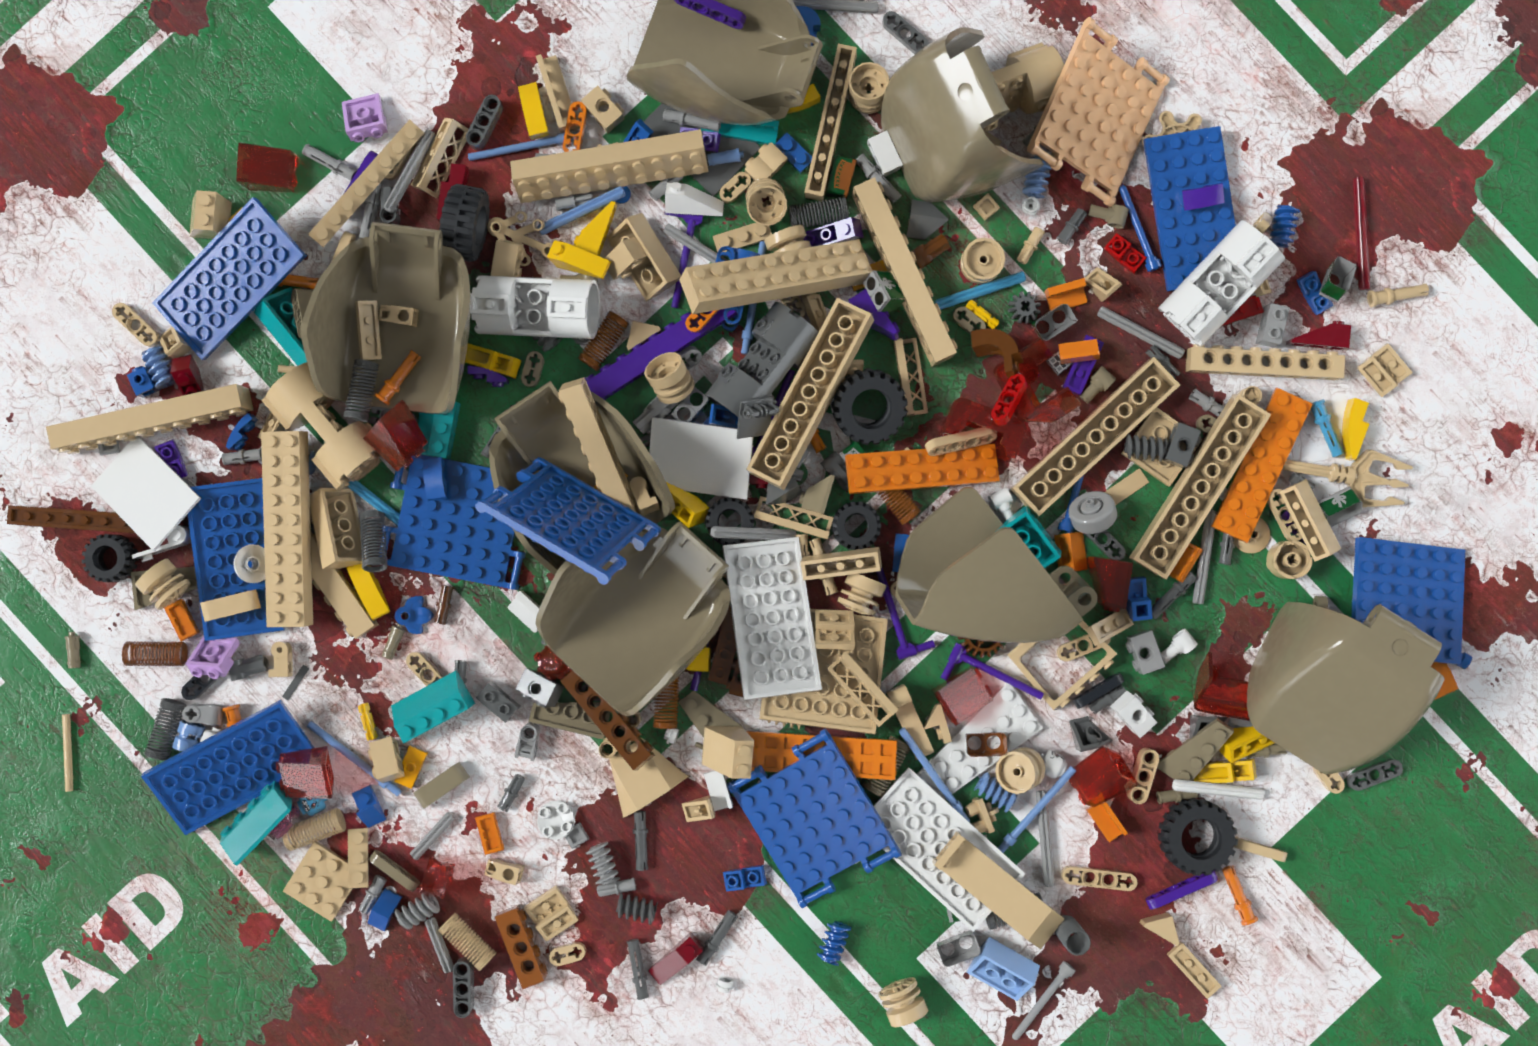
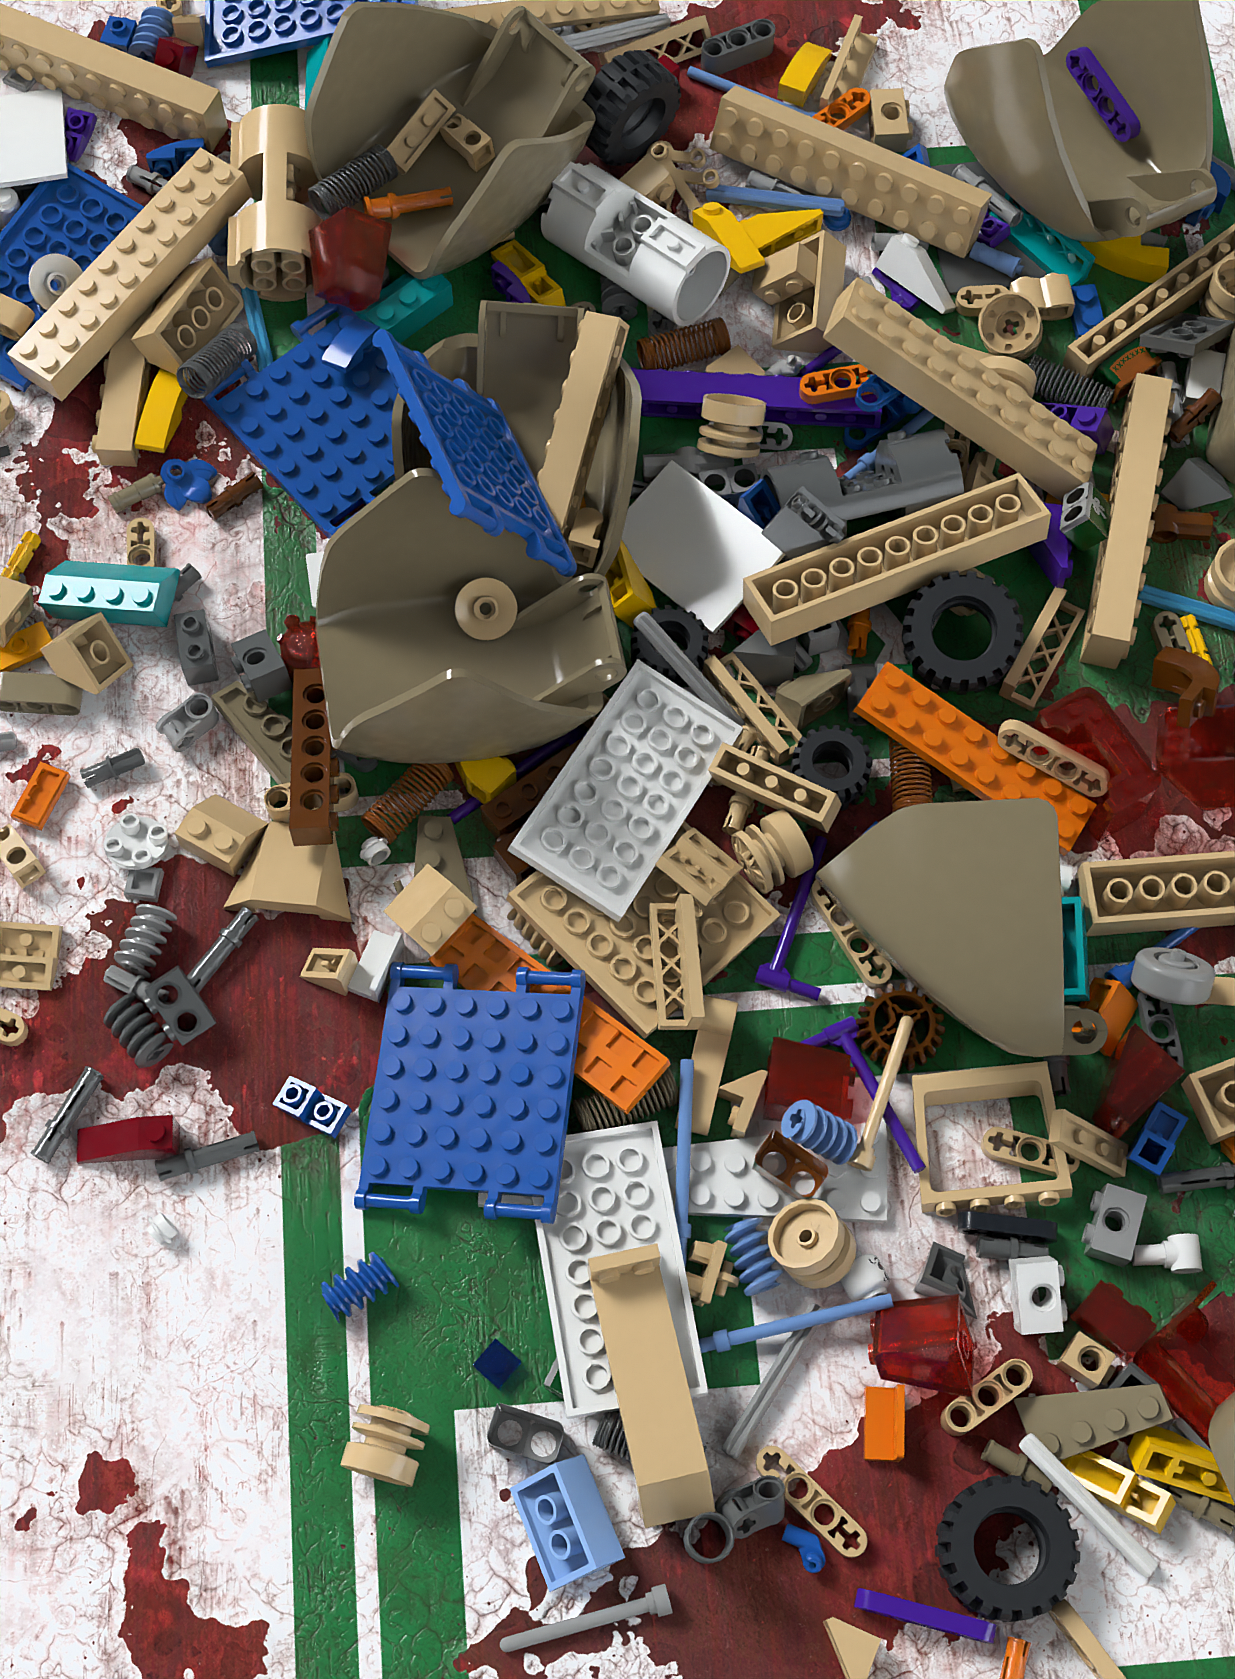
camera: 35 degrees right, 20 degrees down
(451, 749) = (88, 654): none -> tan slope
(592, 783) = (220, 833): none -> tan slope
(633, 581) = (502, 612): none -> tan dish
(649, 879) = (186, 1001): none -> dark grey brick
(662, 312) = (786, 367): none -> white arm
(859, 135) = (1186, 334): none -> dark grey plate
(896, 183) = (1194, 415): none -> reddish brown pin
(919, 925) = (497, 1364): none -> clear blue plate
(987, 719) = (820, 1131): none -> medium blue piece
(1009, 408) = (1161, 733): red beam -> none
(1012, 710) = (863, 1156): none -> tan piece
(1076, 906) = (755, 1505): none -> dark grey piece
(1111, 897) = (809, 1547): none -> blue arm
(1166, 725) = (1071, 1361): none -> tan brick
(1174, 697) = (1114, 1320): none -> clear red brick

